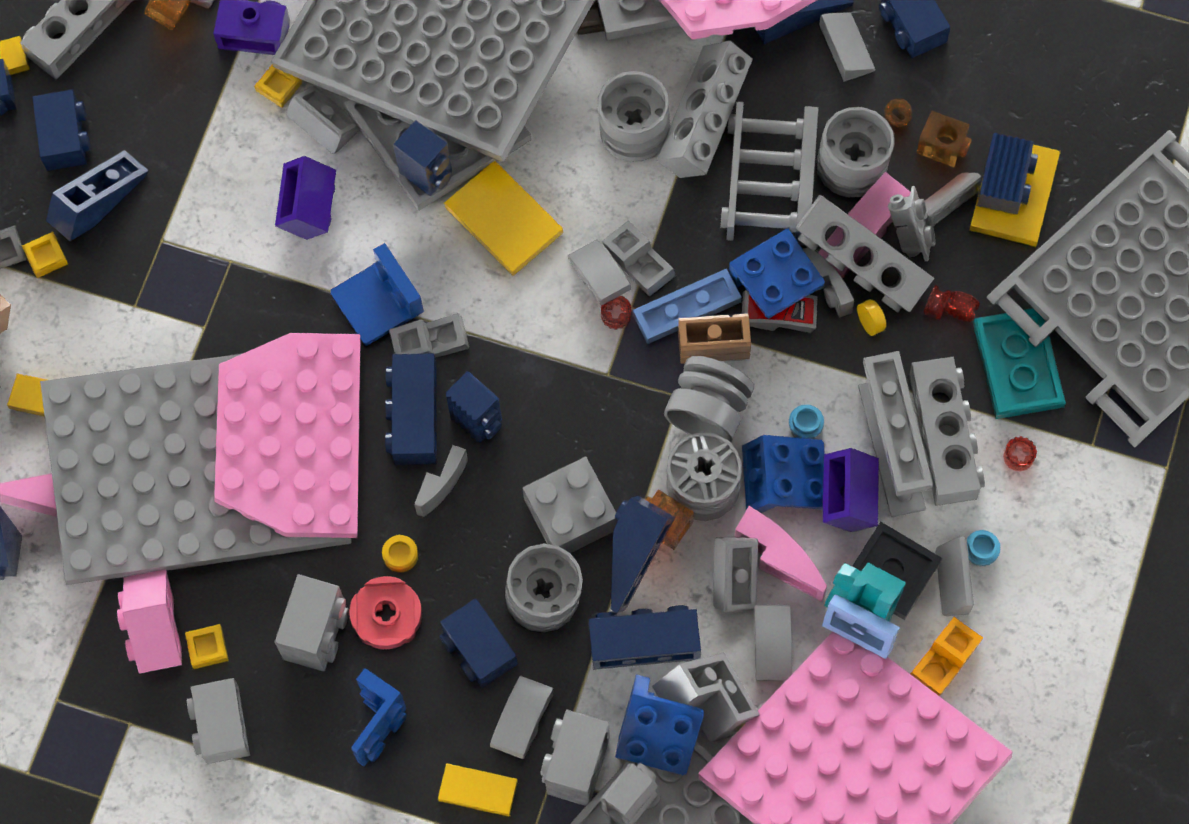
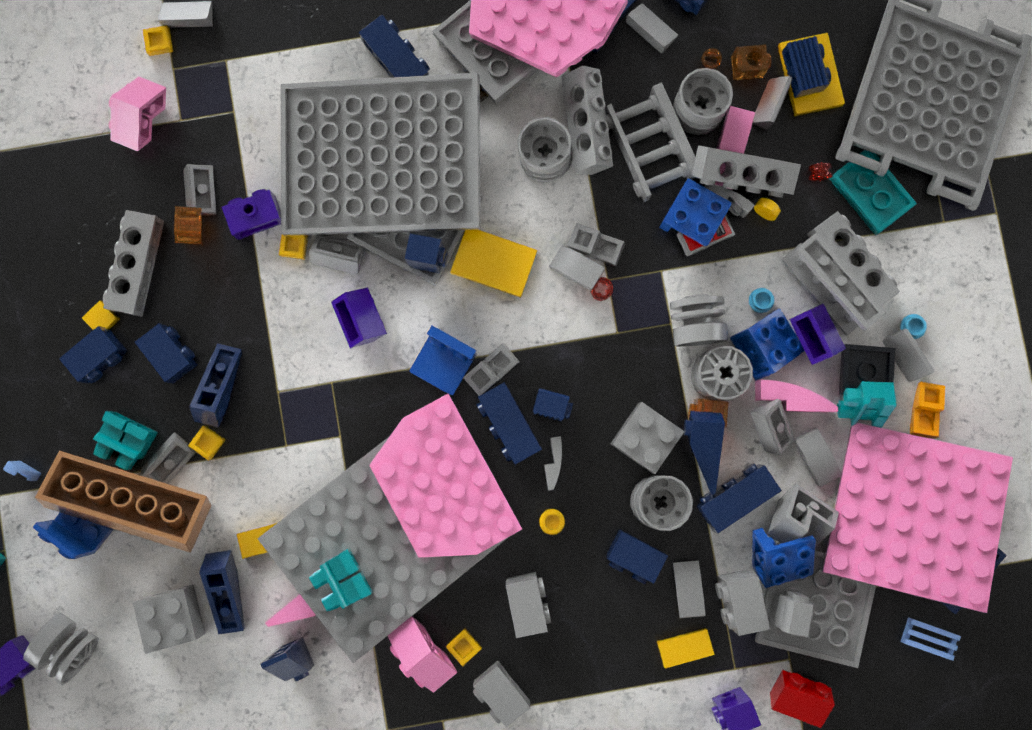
camera: 30 degrees left, 15 degrees up
(113, 475) = (343, 592): none -> teal hips
(389, 716) = (596, 629): blue bracket -> none
(399, 628) = (579, 572): coral plate -> none
(695, 300) = (645, 262): medium blue plate -> none
(715, 337) = (678, 276): medium nougat brick -> none
(860, 626) = (875, 423): light blue tile -> none
(912, 212) = (762, 133): light grey hinge -> none
(936, 301) = (804, 177): clear red bush -> none
(1027, 447) = (904, 244): clear red bush -> none

